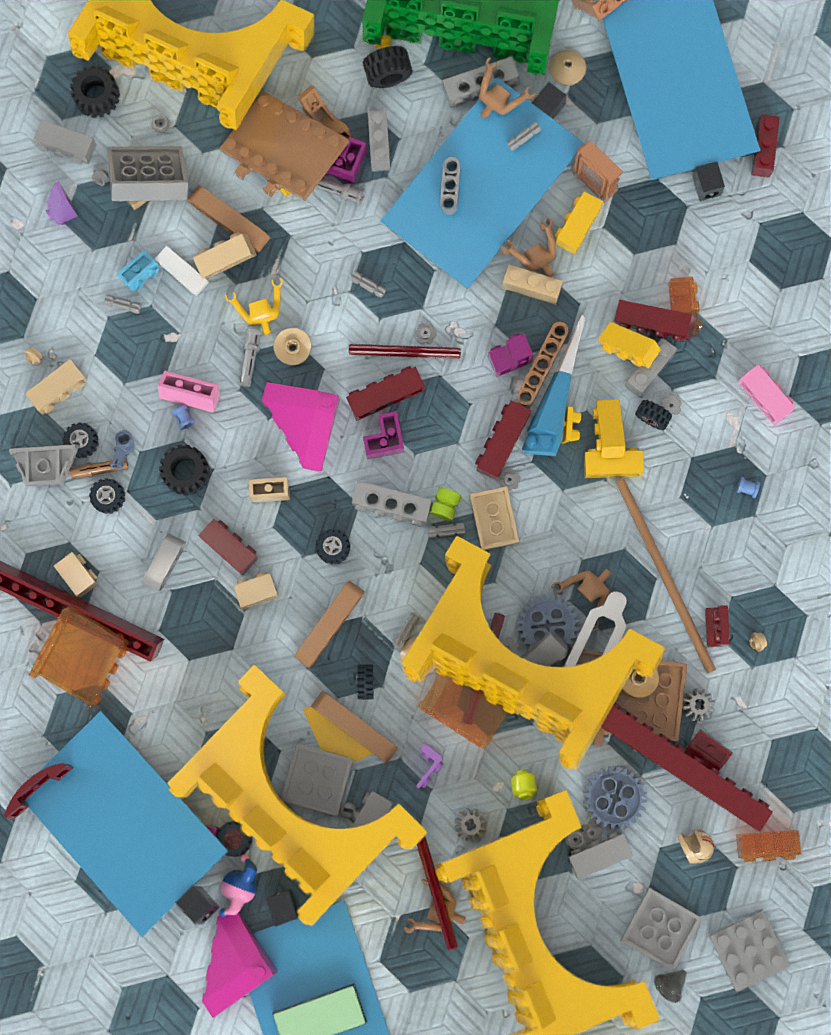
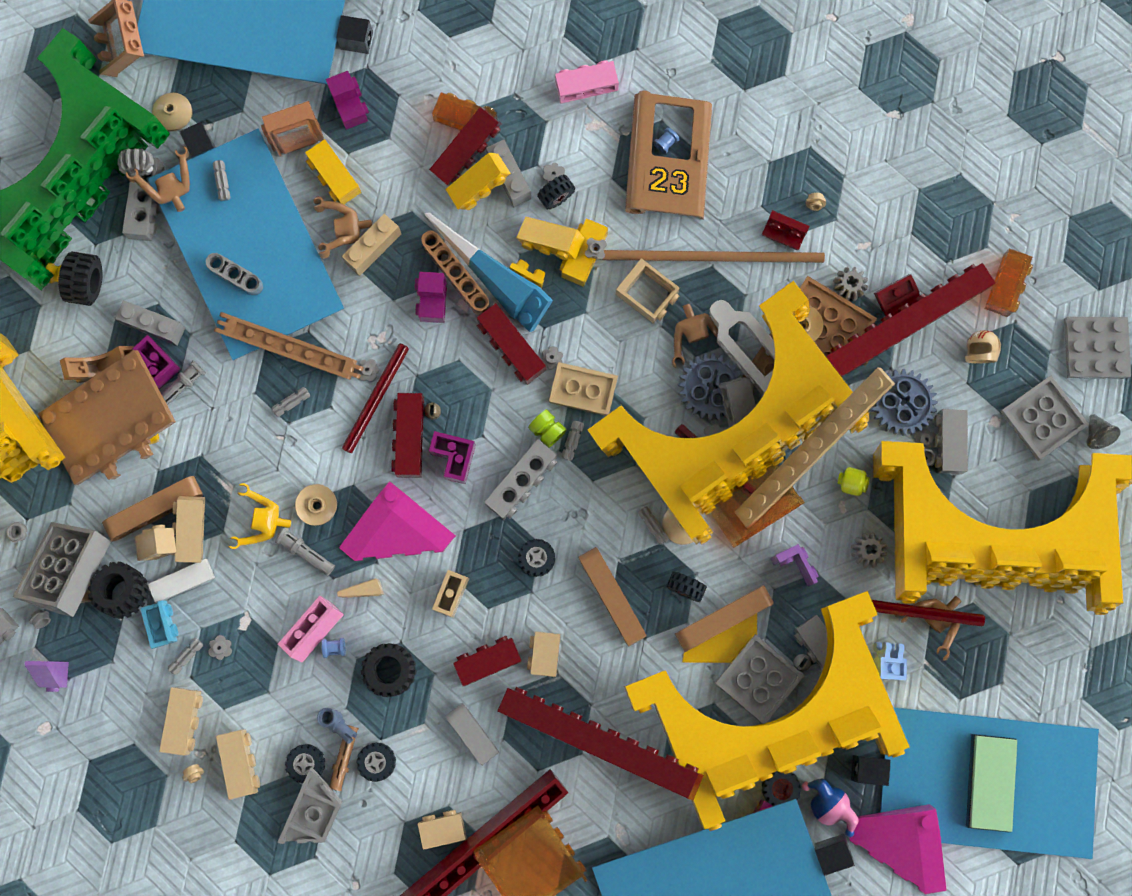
camera: 70 degrees left, 0 degrees up
(70, 326) = (181, 721): none -> tan brick
(146, 331) = (225, 647): none -> light grey plant
(150, 212) = (108, 579): none -> black tyre
(200, 234) = (155, 543): none -> tan brick
(200, 670) = (602, 744): none -> dark red brick
(244, 423) = (365, 589): none -> tan slope
(376, 886) = (890, 668): none -> light blue plate
(412, 259) = (288, 346): none -> medium nougat hinge
(417, 406) = (437, 411): none -> dark tan hinge
(505, 59) = (136, 159): none -> light grey gear
(529, 731) = (814, 447): none -> tan plate
(609, 514) = (640, 268): none -> tan window
(615, 476) = (591, 253): none -> light grey plate
(650, 200) = (346, 97): none -> magenta brick
(711, 508) = (667, 182): none -> medium nougat piece

